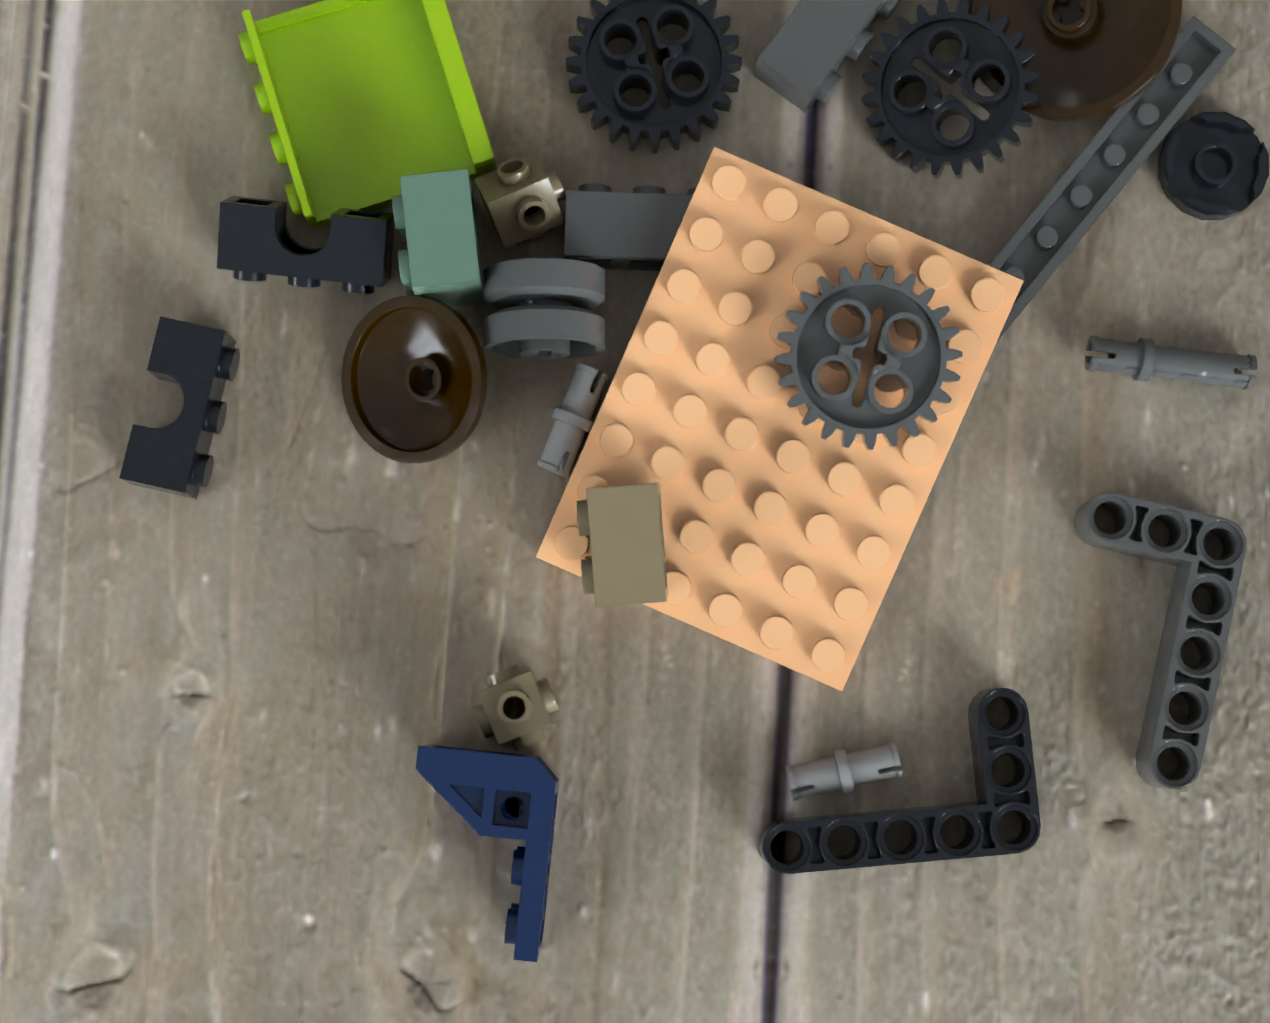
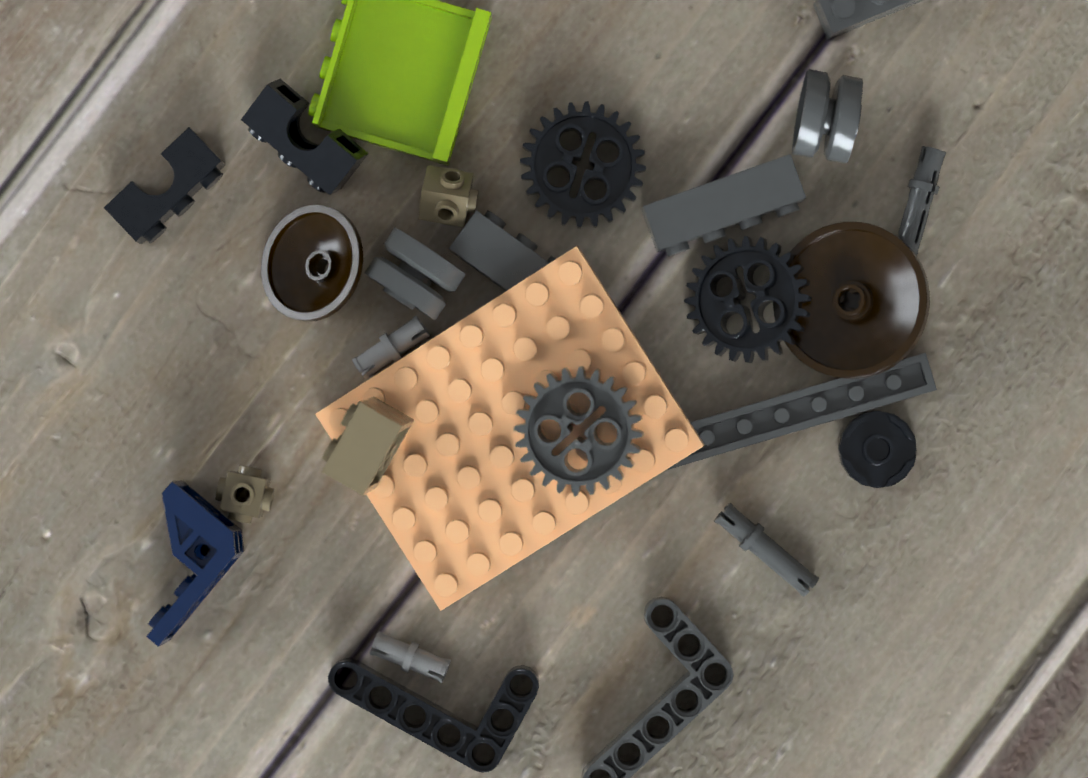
camera: 35 degrees right, 5 degrees up
(441, 236) = (382, 191): sand green brick -> none

